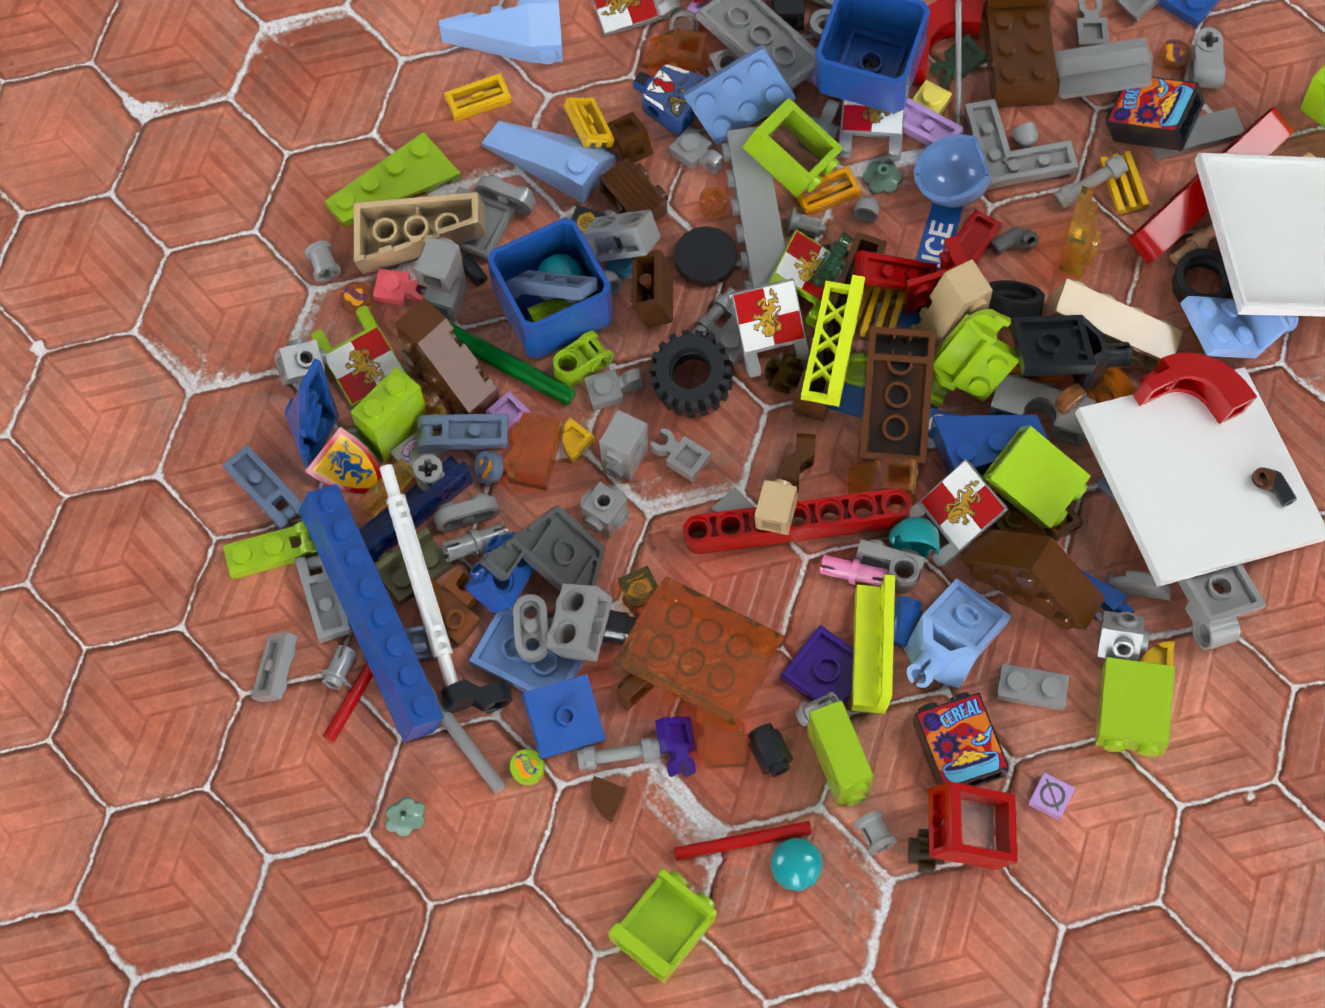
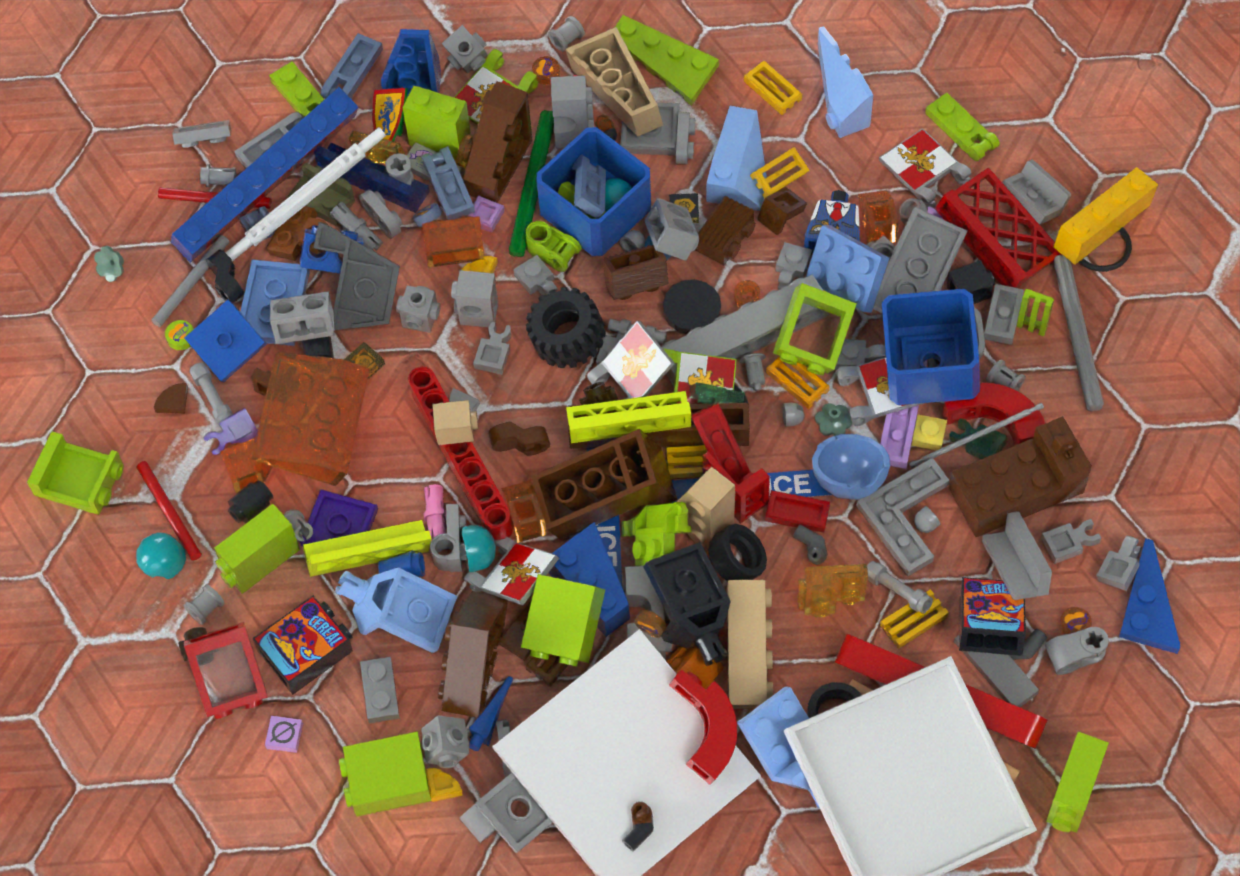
camera: 70 degrees right, 5 degrees down
(530, 630) = (289, 285): light grey plate -> none

